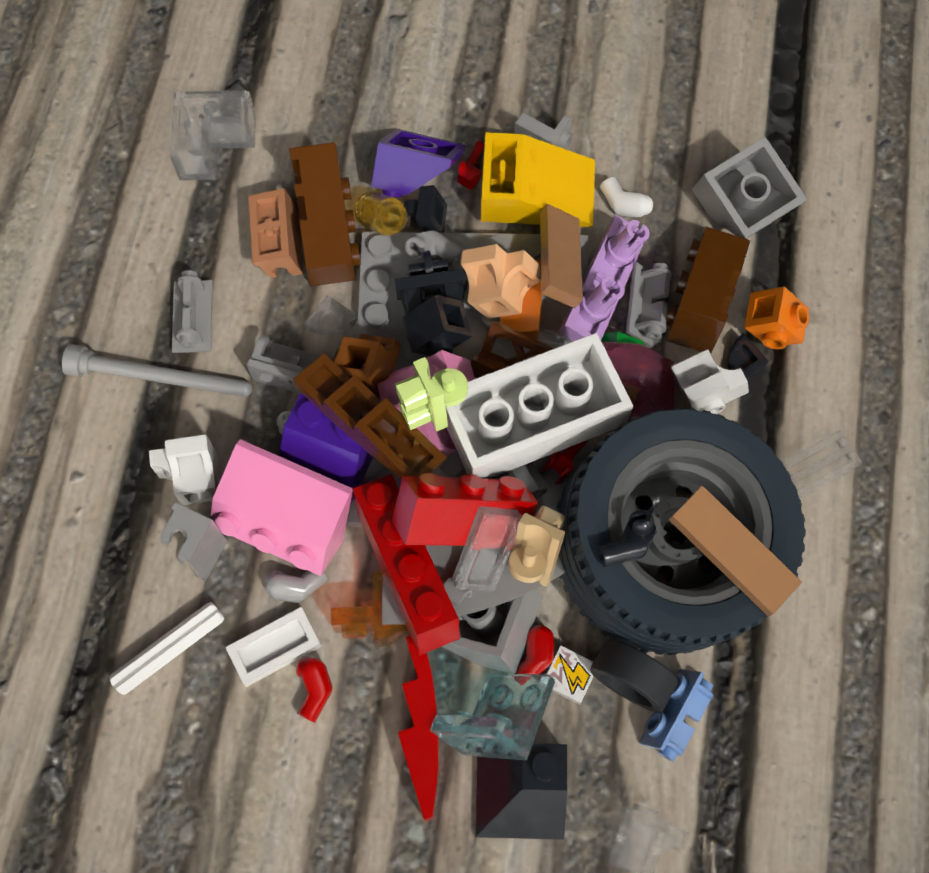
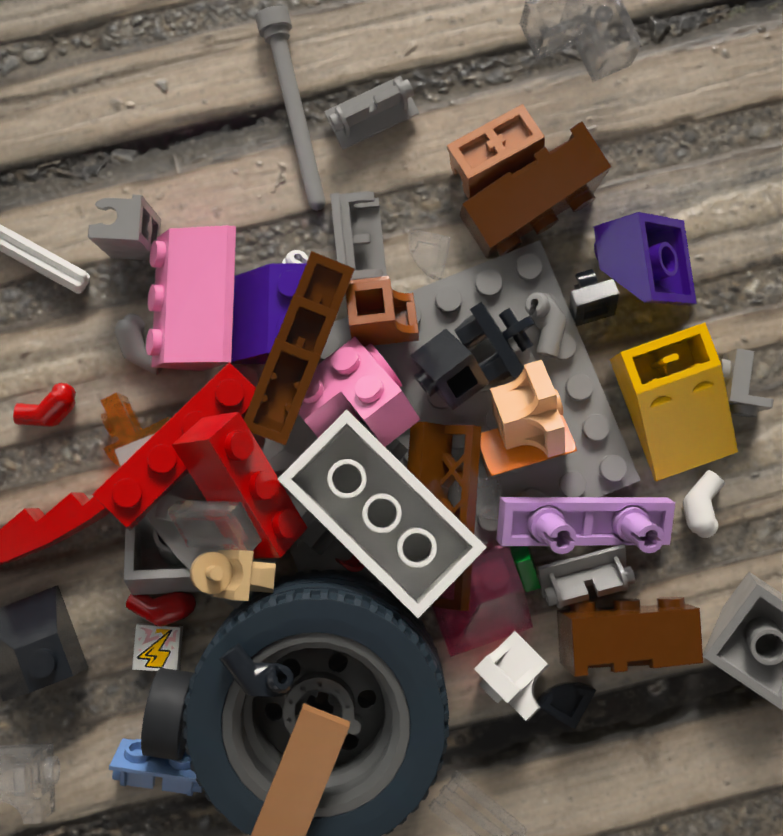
camera: 65 degrees right, 15 degrees up
(190, 465) = (204, 191): white brick -> none
(273, 647) = (71, 353): white tile -> none
(380, 213) = (565, 250): clear yellow brick -> none
(426, 398) = (332, 404): yellowish green hips -> none
(468, 173) = (660, 321): red hand -> none
(502, 720) = (74, 604): clear light blue bracket -> none
(560, 256) = (588, 465): medium nougat tile -> none
(776, 317) = (624, 723): orange brick -> none

